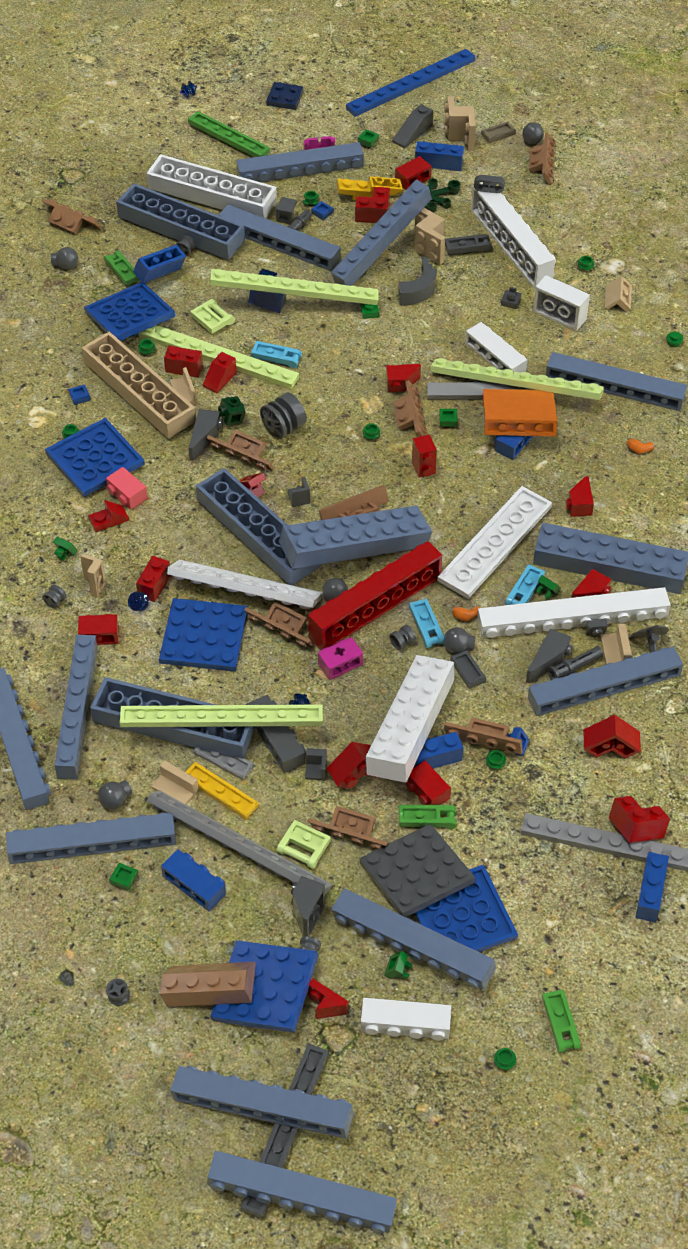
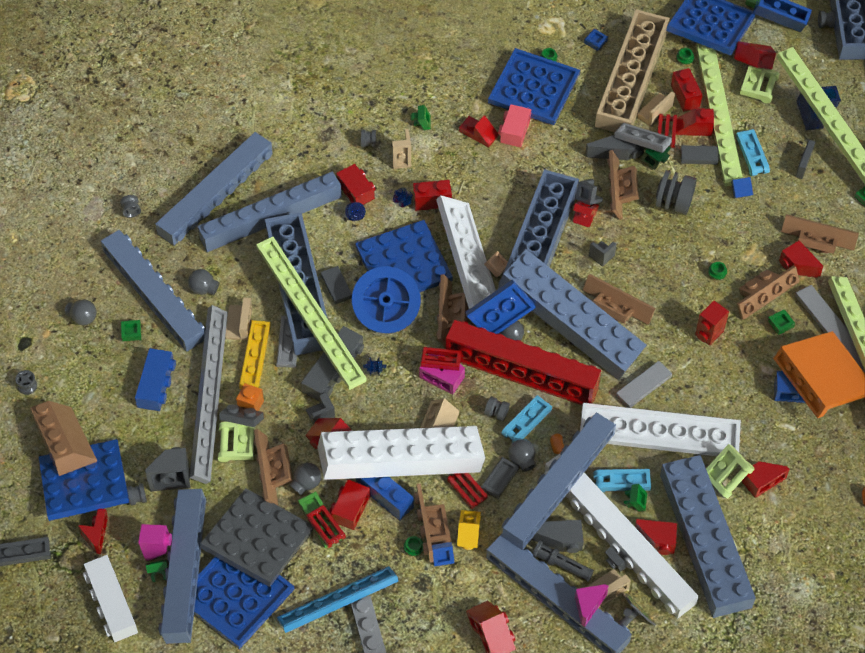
camera: 60 degrees right, 5 degrees up
(73, 907) = (81, 312): none -> dark grey piece
(126, 642) = (355, 211): none -> clear blue wheel
(188, 301) = (755, 54): none -> red slope
(196, 692) = (336, 285): none -> dark grey tile
(212, 391) = (668, 118): none -> red tile
(216, 406) = (643, 137): none -> light grey tile
(238, 470) = (587, 192): none -> dark grey panel
(244, 659) = (390, 285): none -> blue piece
(251, 387) = (699, 154): none -> dark grey tile
(258, 569) = (496, 264): none -> light nougat tile
(270, 812) = (250, 397): none -> orange brick
(282, 826) = (241, 415): none -> dark grey plate
(305, 376) = (742, 187): none -> blue tile
(309, 325) = (805, 159): none -> dark grey tile
(323, 575) = (501, 308): none -> blue plate
(336, 648) = (441, 362): none -> red tile
(376, 950) = (154, 540): none -> dark pink slope
(380, 805) = (306, 477): none -> dark grey piece
(382, 683) = (440, 414): none -> tan panel
(388, 353) = (819, 235): none -> medium nougat bracket
(440, 815) = (334, 539): none -> red tile
(444, 531) = (643, 384): none -> light grey tile
(462, 694) = (451, 479): none -> red tile
(506, 711) = (468, 529): none -> yellow slope
(509, 623) = (558, 481): none -> sand blue brick
(514, 839) = (337, 599): none -> dark azure tile
(558, 511) = (723, 466): none -> yellowish green plate
(634, 657) = (588, 601): none -> dark pink slope

